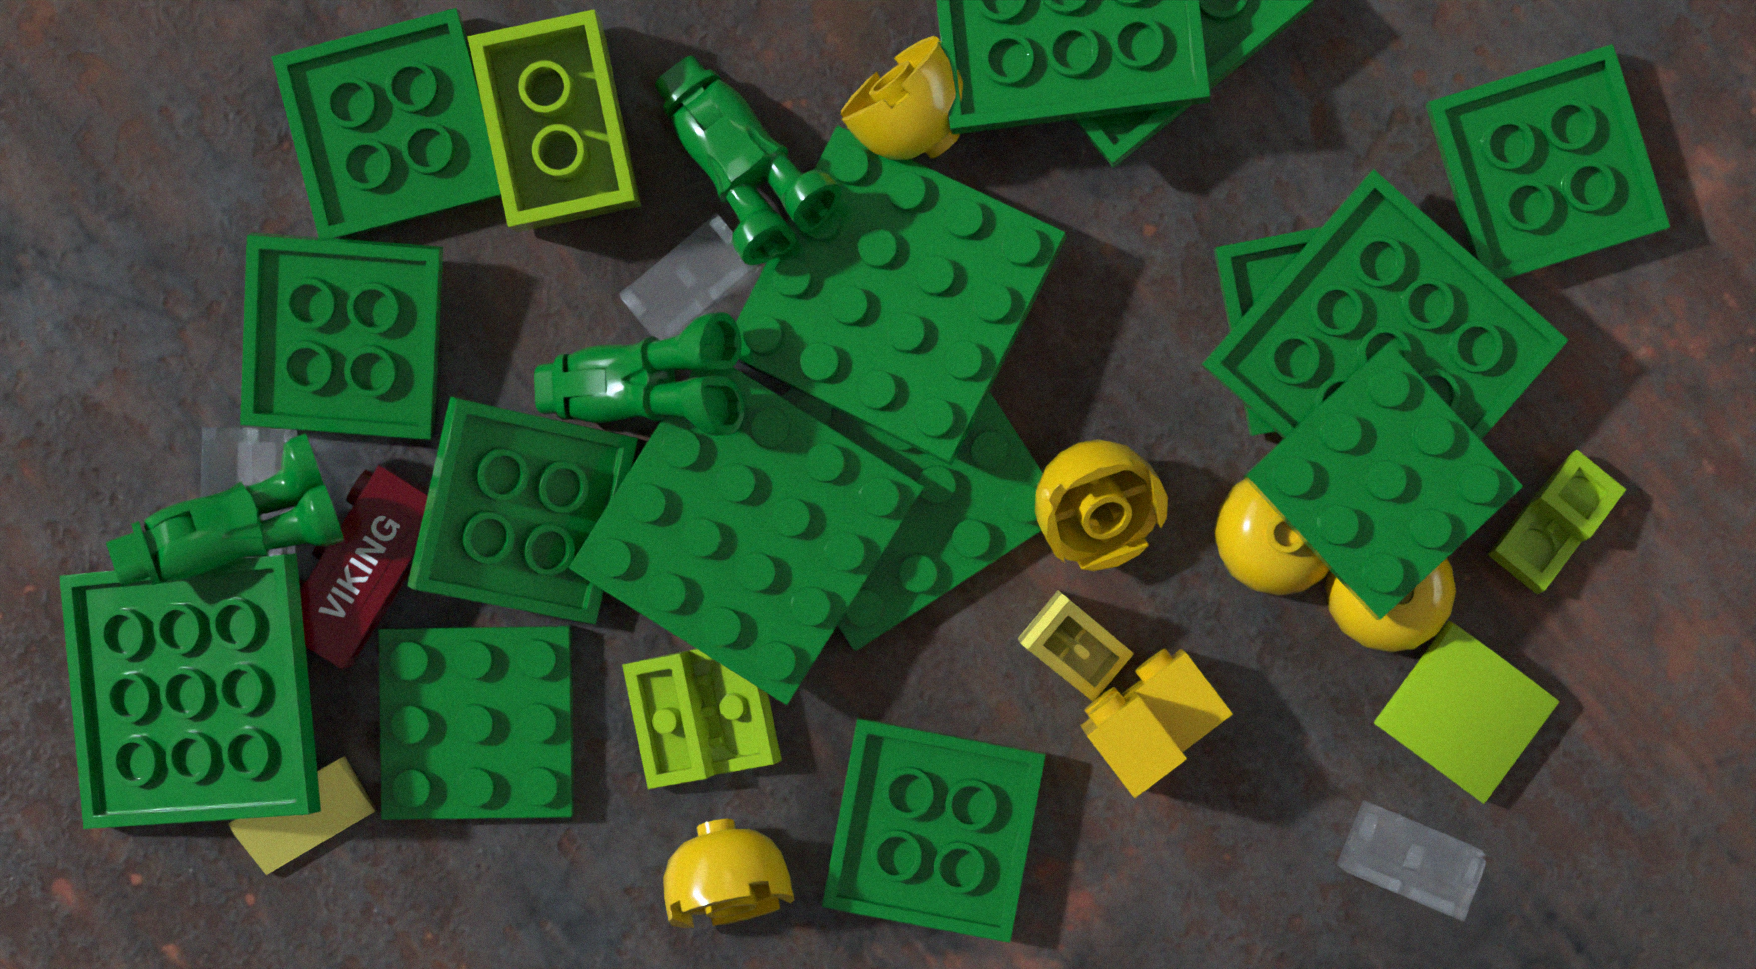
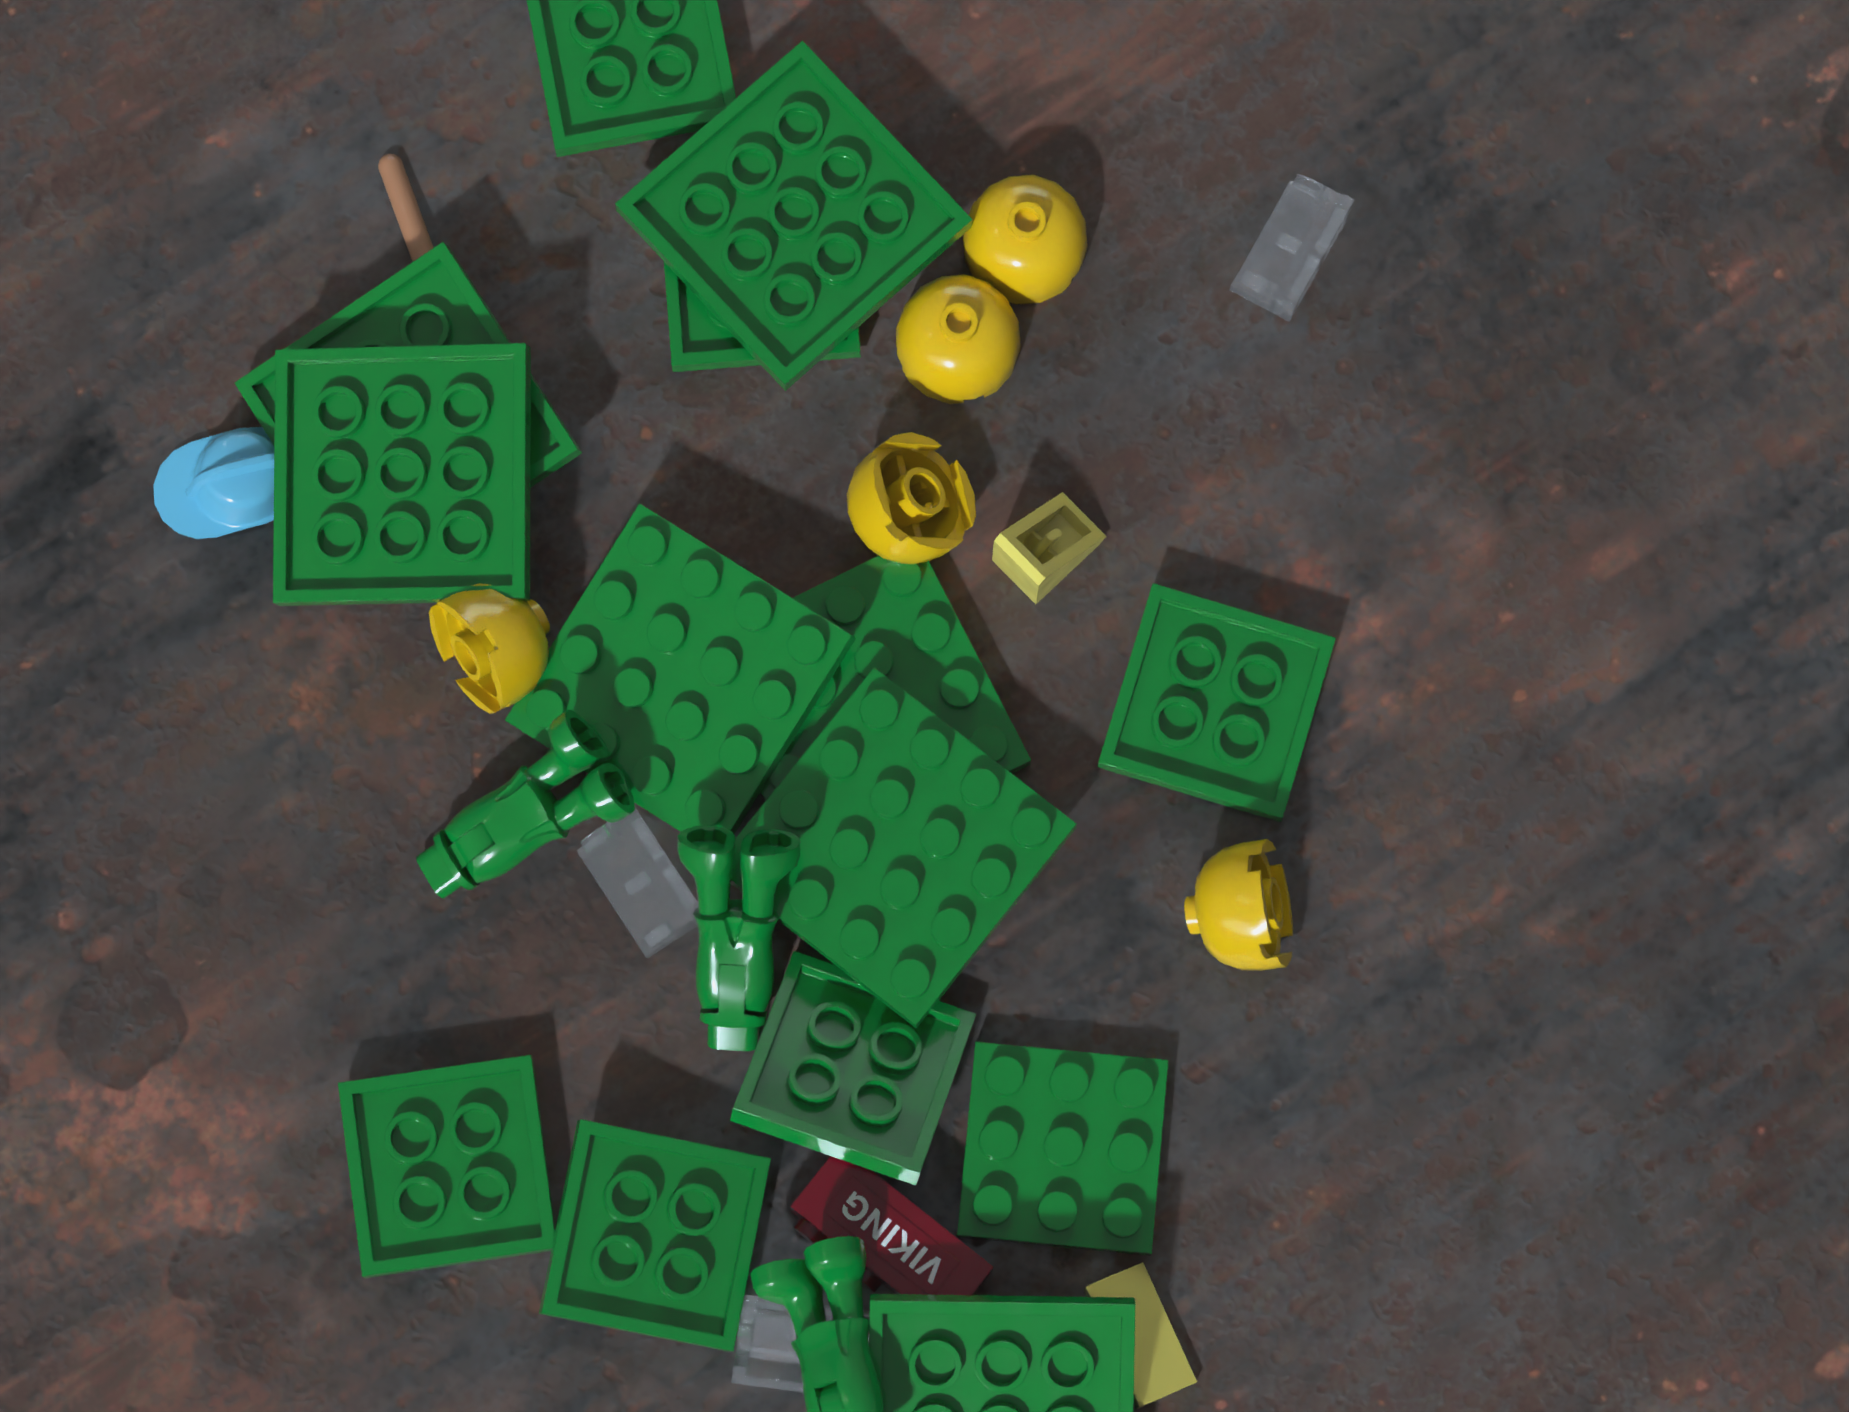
camera: 85 degrees left, 10 degrees down
(554, 121) = (465, 992): lime brick -> none
(697, 719) = (1081, 924): lime slope -> none
(1154, 719) = (1131, 474): yellow brick -> none
(1383, 481) = (918, 224): green plate -> none
(1466, 712) = (1152, 180): lime slope -> none
(1556, 521) = (976, 77): lime slope -> none

